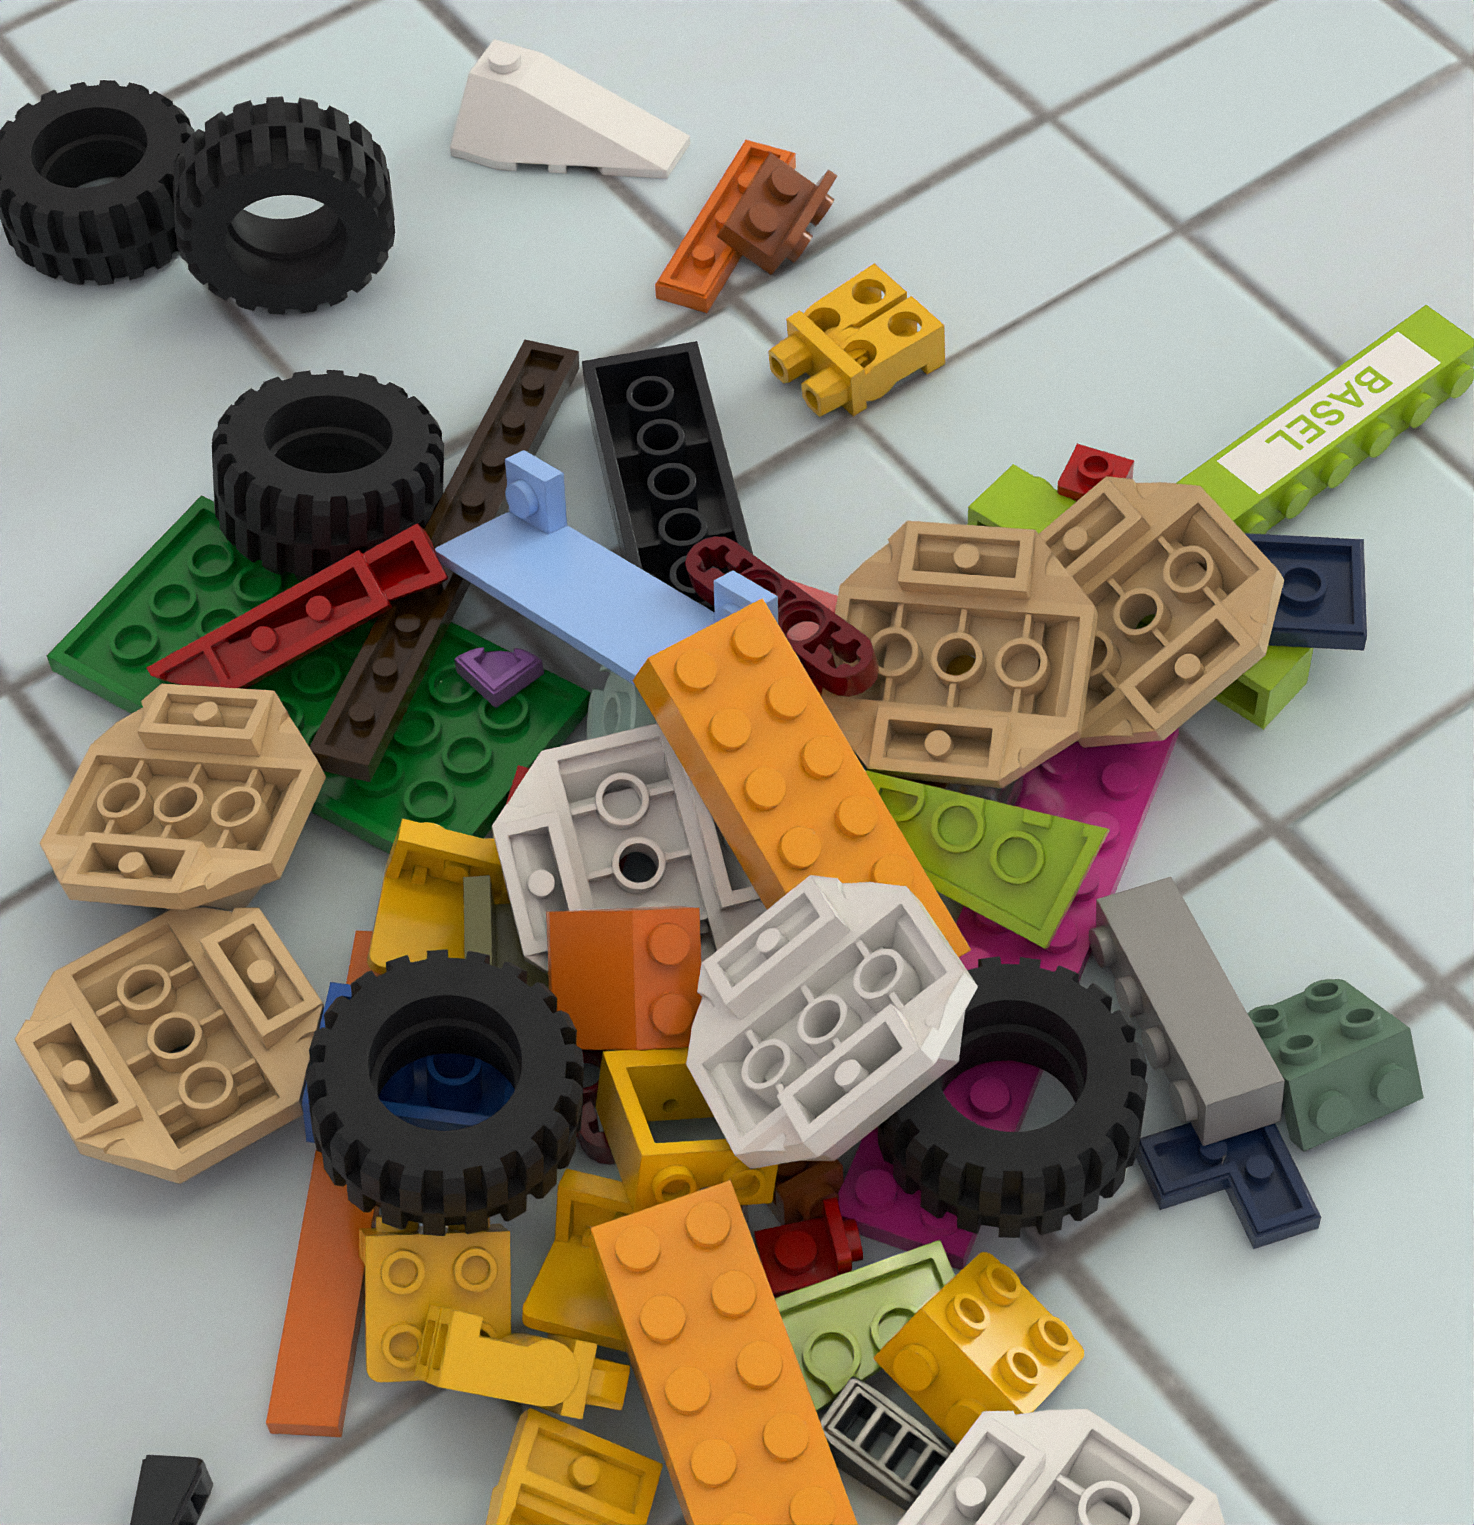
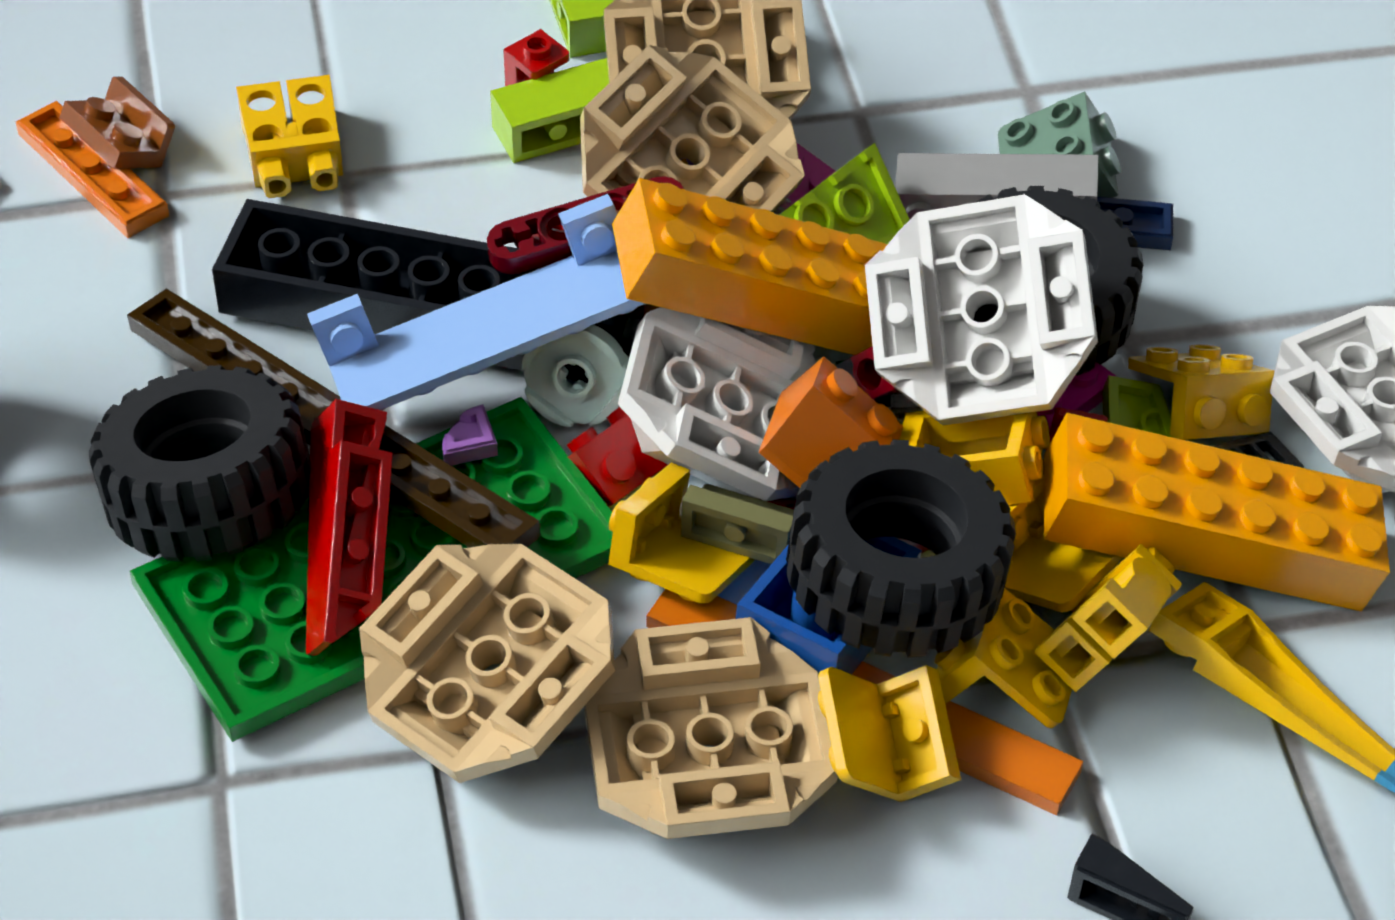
camera: 70 degrees left, 5 degrees down
(248, 1193) = (889, 733): none -> yellow bracket

